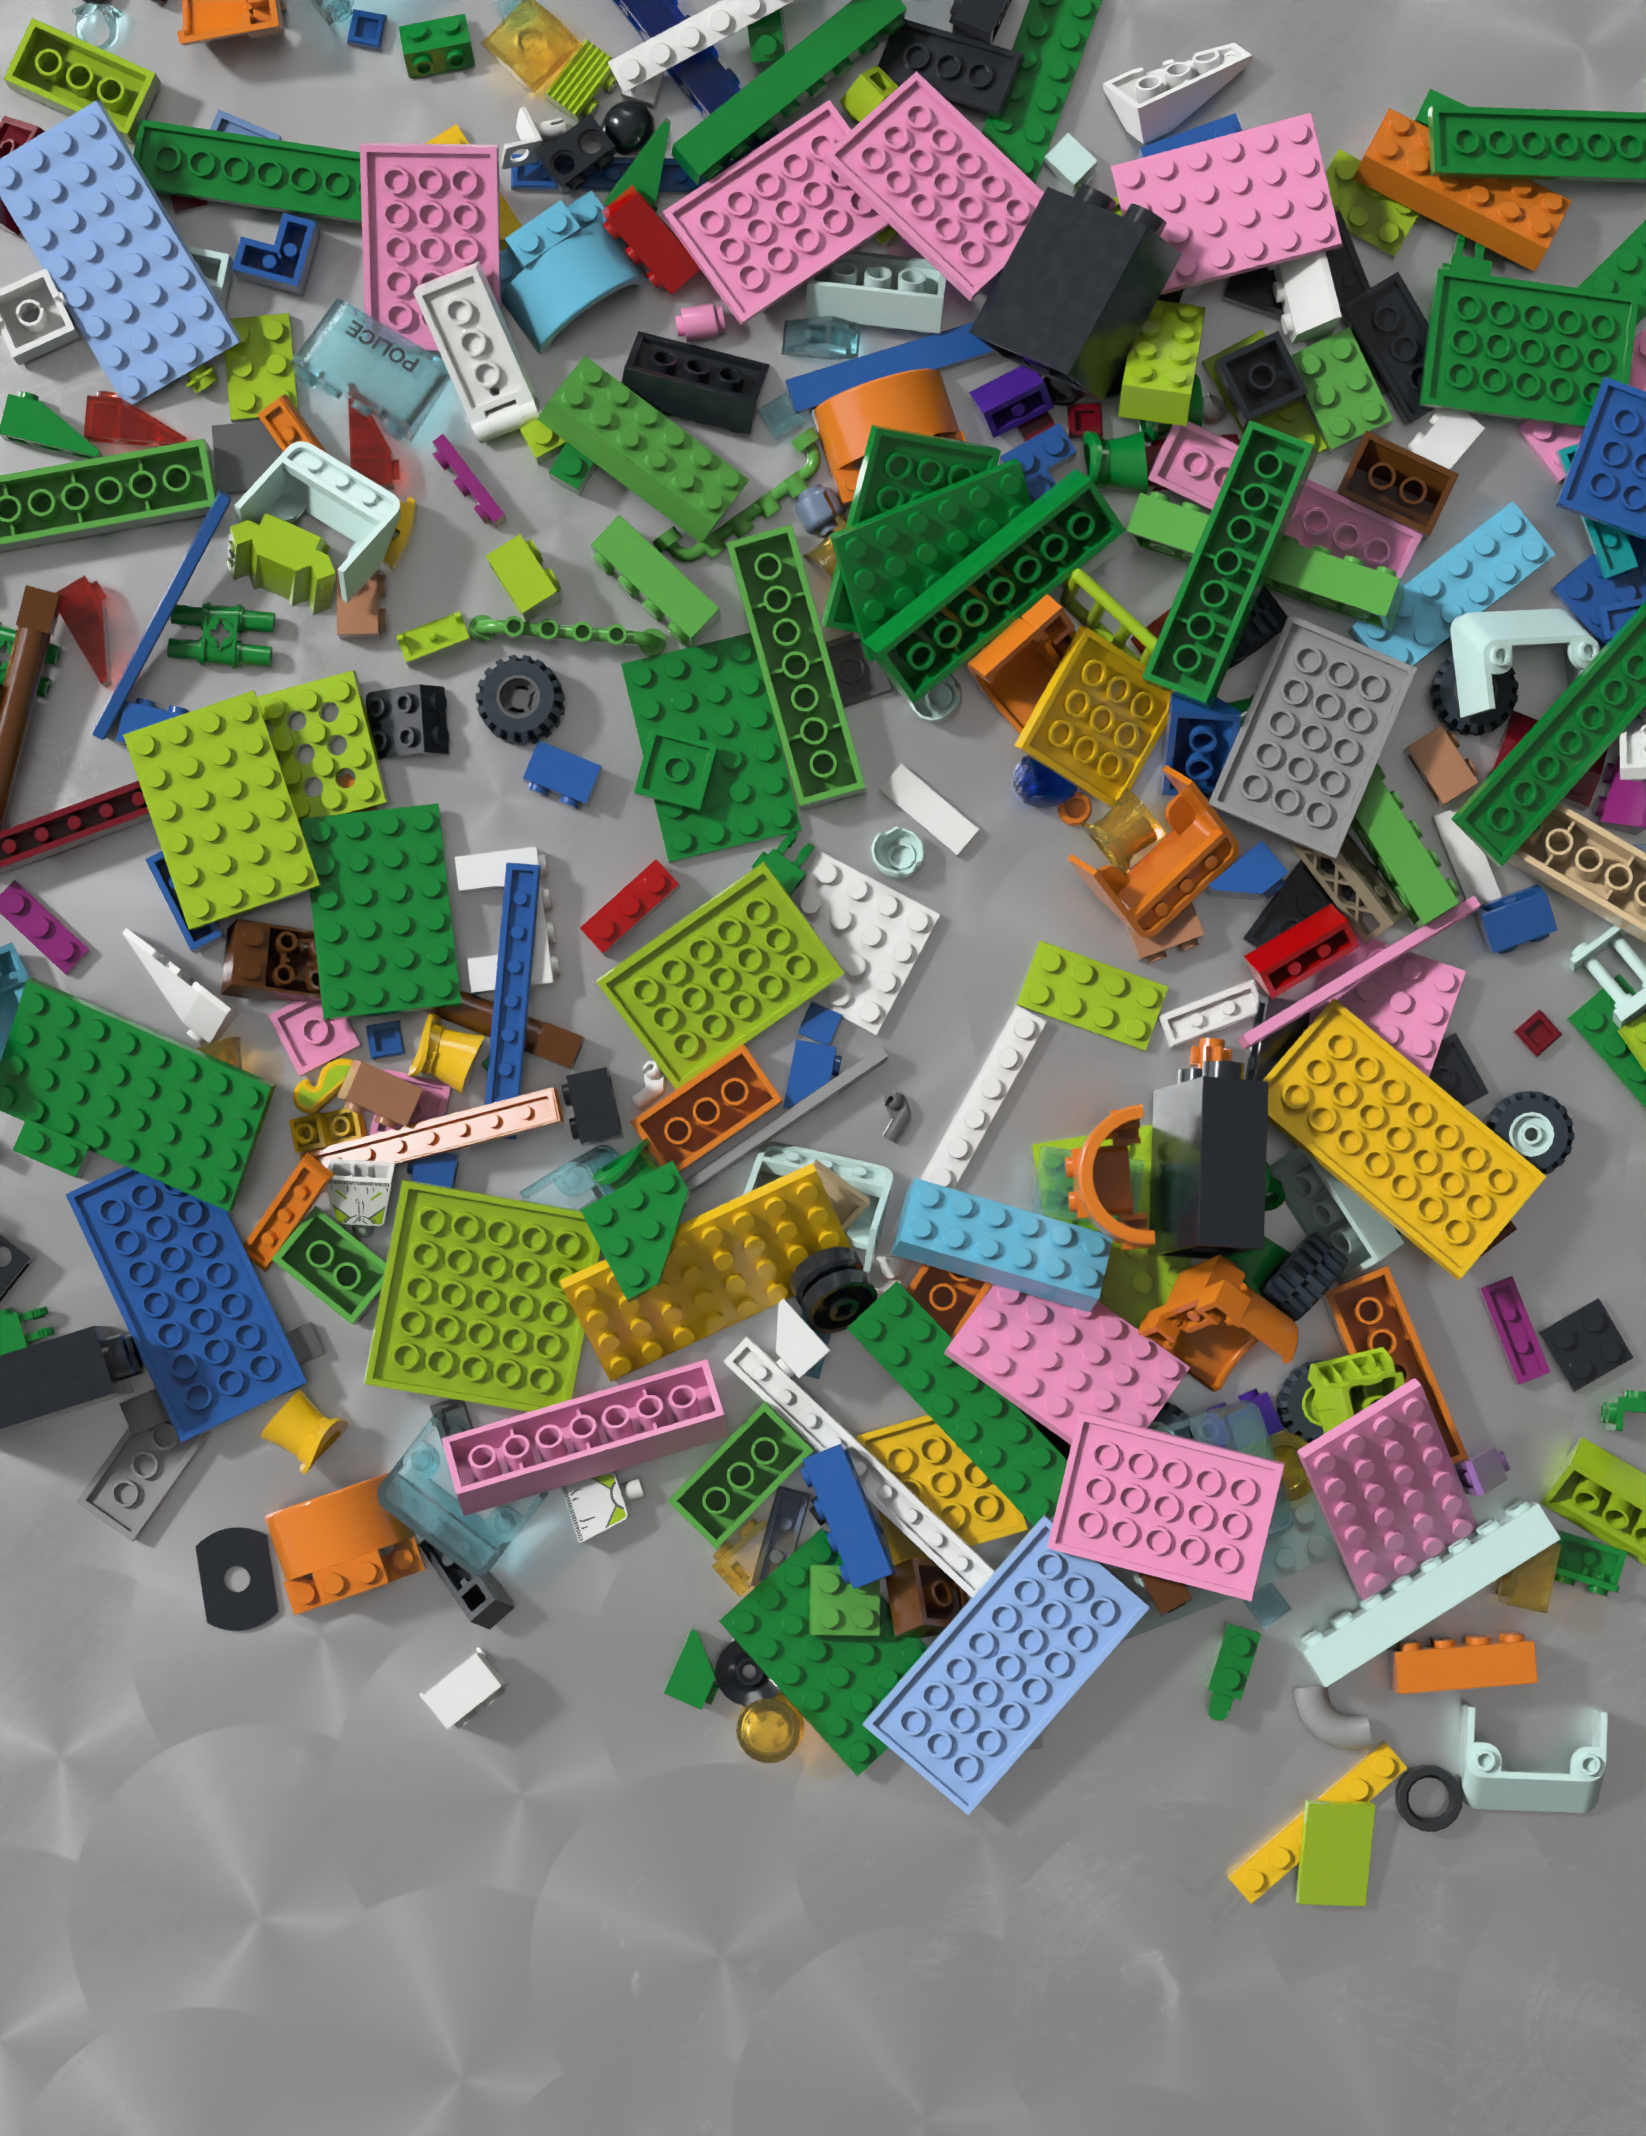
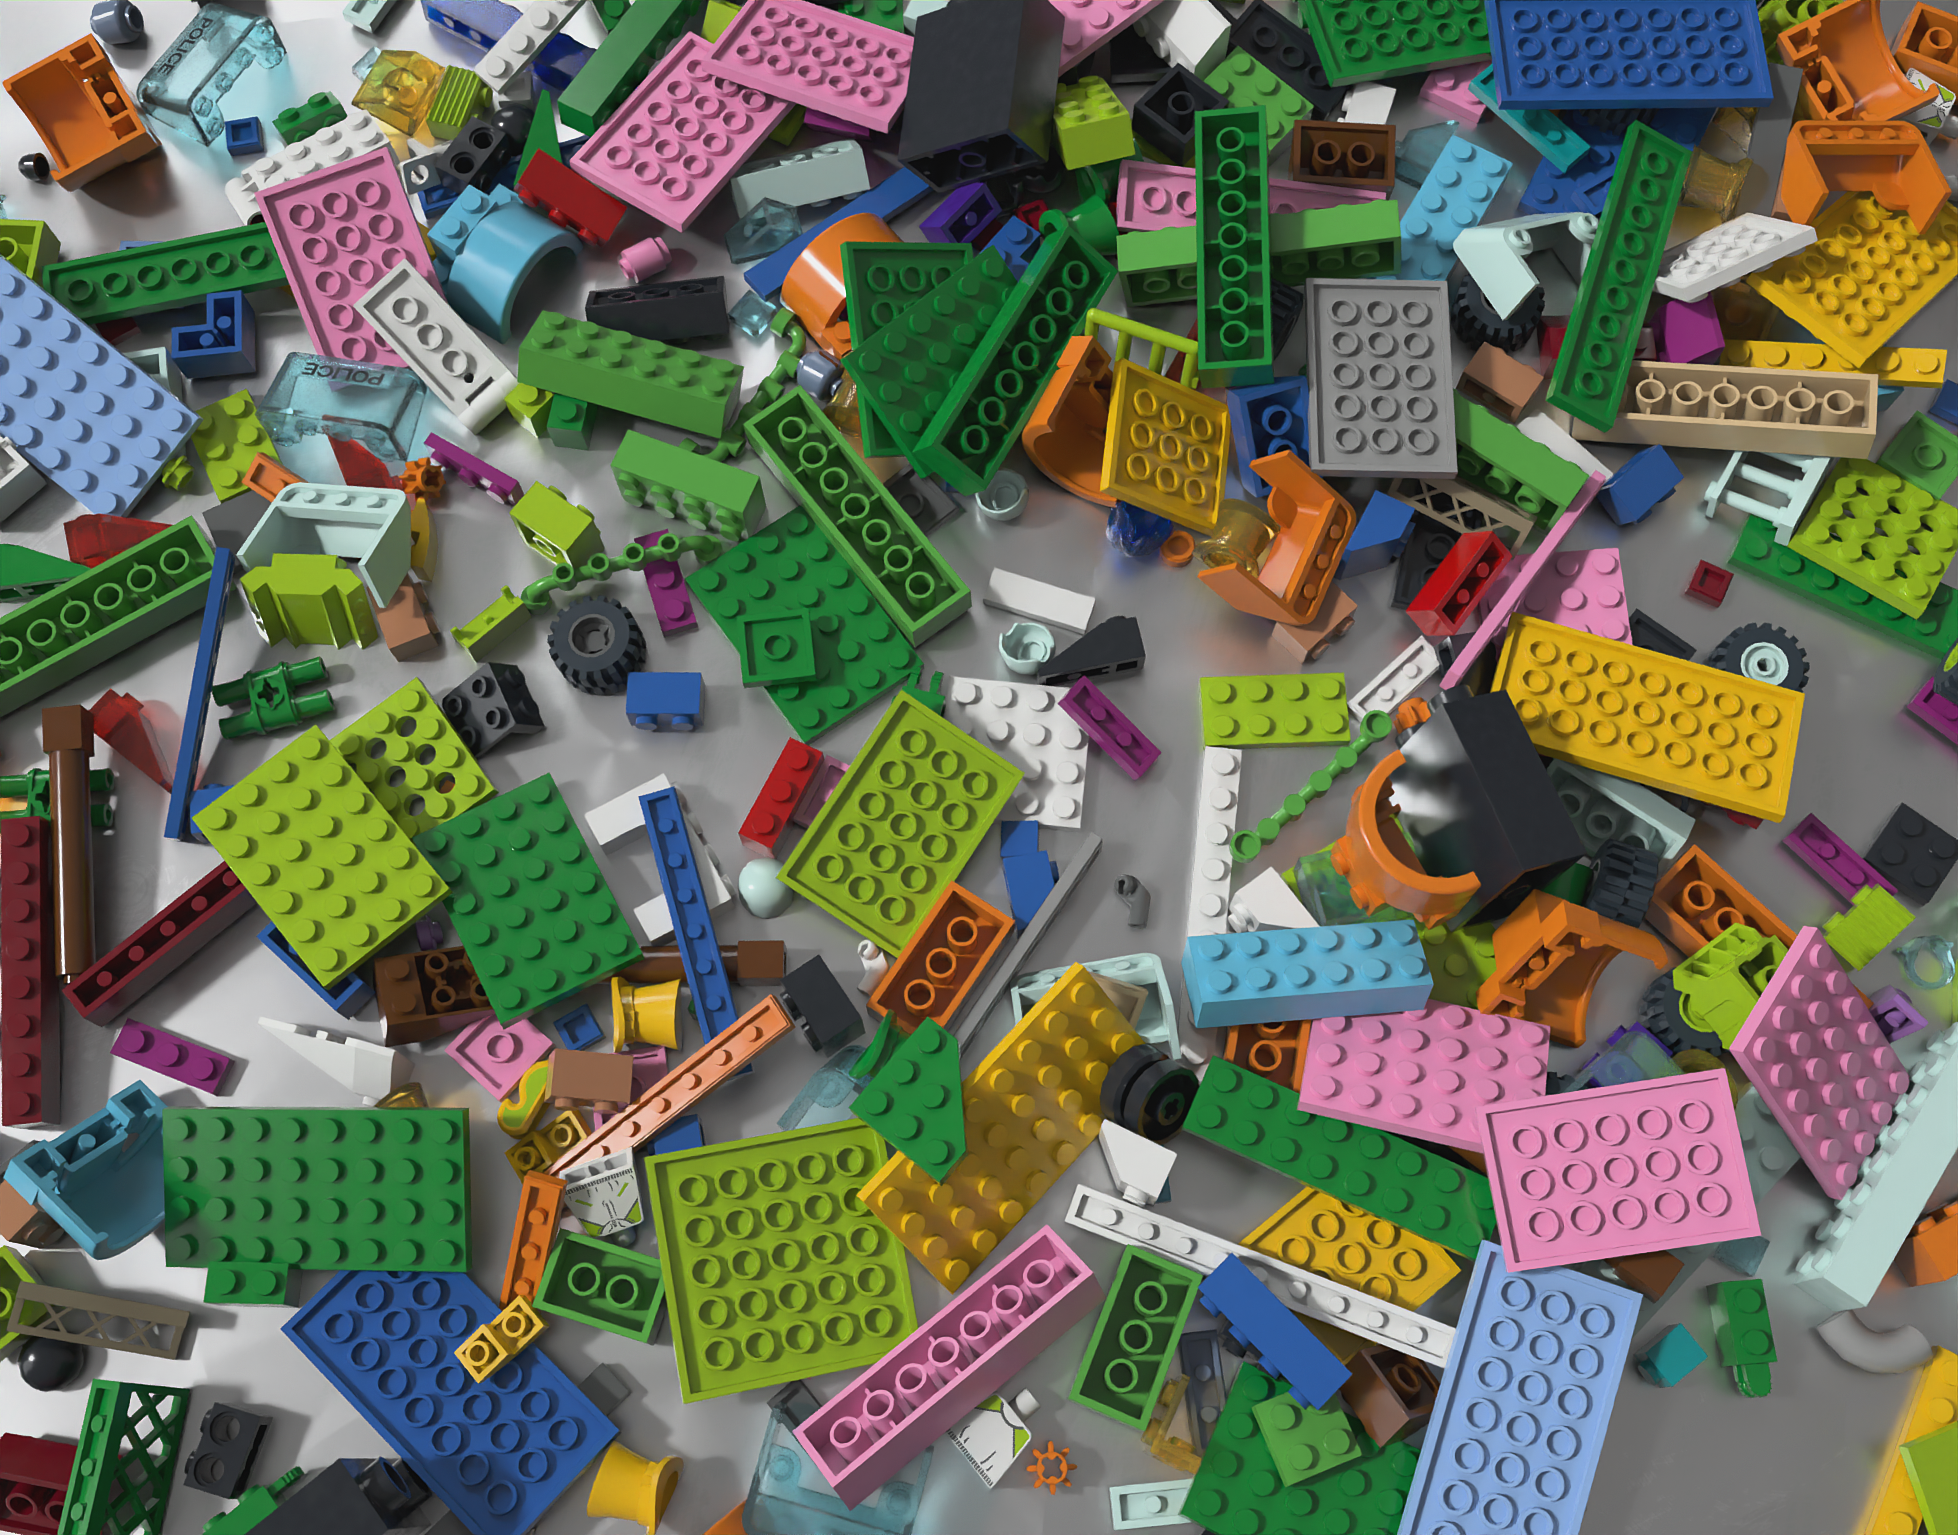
camera: 25 degrees left, 15 degrees down
(238, 1274) = (502, 1339): none -> yellow slope
(287, 909) = (428, 934): none -> medium lavender plate
(419, 104) = (329, 146): none -> white hinge
(419, 474) = (422, 479): none -> orange gear
(581, 975) = (761, 891): none -> light aqua hair
(602, 663) = (667, 591): none -> magenta plate
(631, 1555) = (1063, 1467): none -> orange gear
(668, 913) = (820, 790): none -> bright pink plate
(699, 1604) = (1148, 1504): none -> light aqua plate
(937, 957) = (1109, 728): none -> magenta plate
(964, 882) = (1102, 652): none -> black slope
(1001, 1176) = (1267, 906): none -> white slope
(1162, 1662) = (1669, 1356): none -> teal brick
(1165, 1052) = (1247, 844): none -> bright green bar
(1482, 499) = (1420, 151): none -> clear light blue slope
(1503, 1391) = (1867, 925): none -> lime brick
(1566, 1434) = (1942, 950): none -> clear light blue piece

